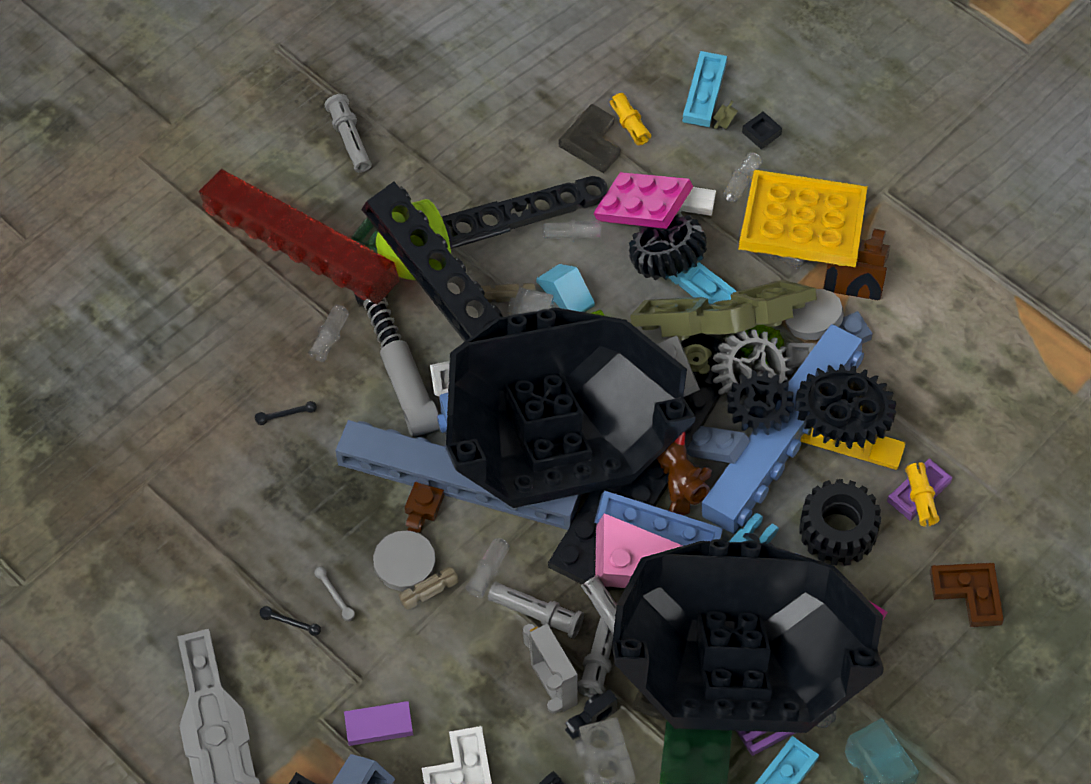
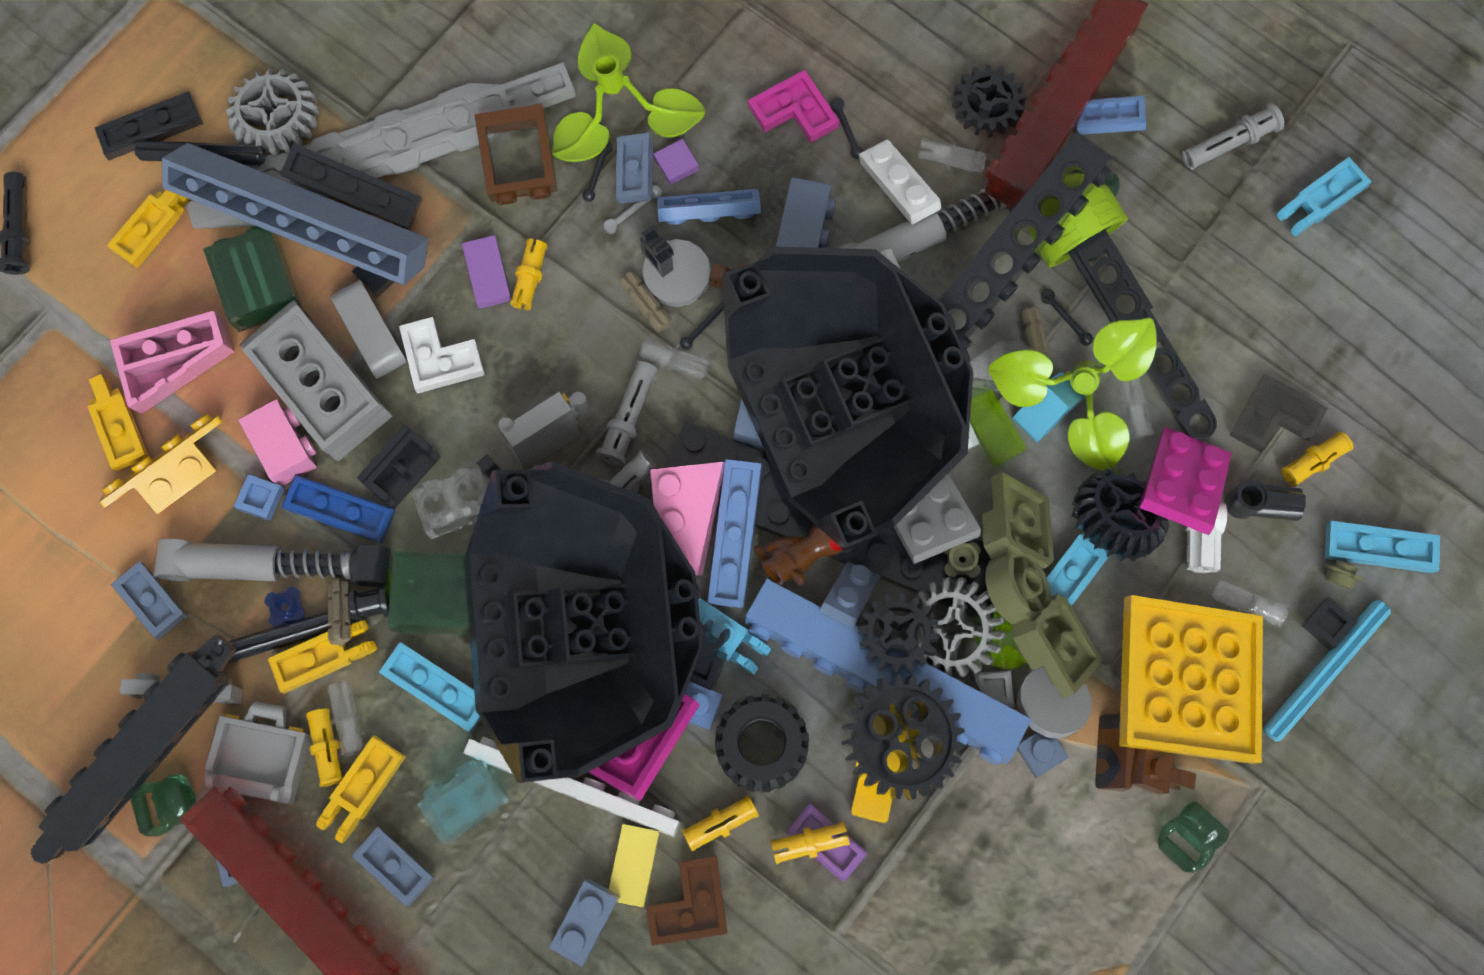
camera: 85 degrees right, 15 degrees up
(173, 603) = (603, 60): none -> lime plant
(253, 445) = (795, 99): none -> dark pink plate
(267, 707) = (513, 120): none -> reddish brown window
(283, 298) = (972, 101): none -> black gear
(294, 552) = (676, 162): none -> medium lavender tile
(297, 584) = (634, 168): none -> sand blue plate
(316, 202) = (1113, 115): none -> medium blue plate
(345, 526) = (708, 206): none -> medium blue plate
(350, 371) = (900, 181): none -> white plate
(387, 685) = (528, 274): none -> yellow pin
(390, 563) = (657, 251): none -> black plate
(411, 80) = (1326, 195): none -> medium azure hinge
(472, 558) = (687, 342): none -> black hinge
(509, 259) = (1047, 297): none -> black hinge
(603, 256) = (1121, 346): none -> lime plant
(663, 152) = (1267, 501): none -> black piece
(799, 139) = (1326, 671): none -> medium azure axle
(851, 712) = (589, 792): none -> white plate
(903, 563) = (697, 835): none -> yellow pin
(915, 233) = (1199, 830): none -> clear green piece
(936, 635) = (634, 864): none -> light yellow tile
(983, 673) = (584, 922): none -> sand blue plate

